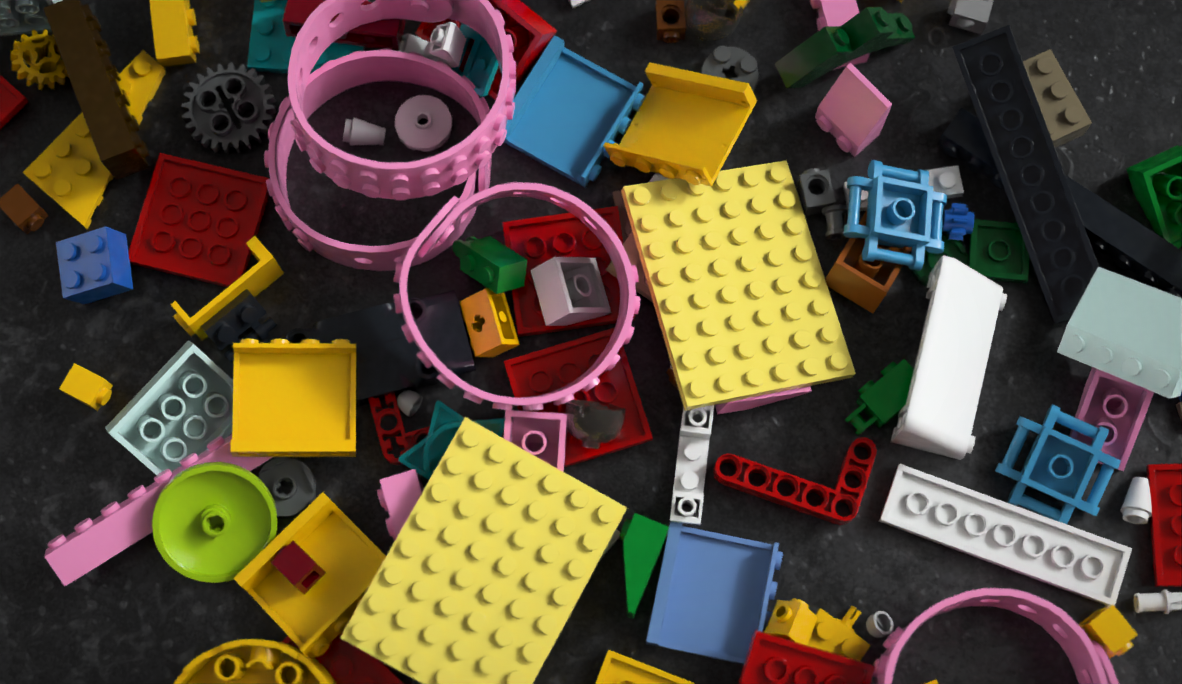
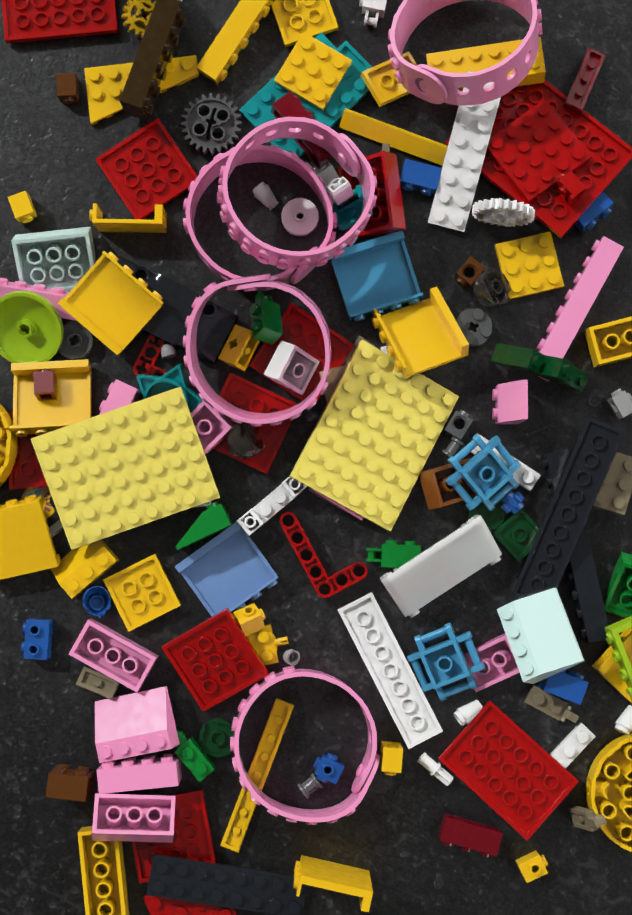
camera: 35 degrees right, 10 degrees up
(94, 265) = (76, 148): blue brick -> none
(235, 319) = (120, 236): black plate -> none

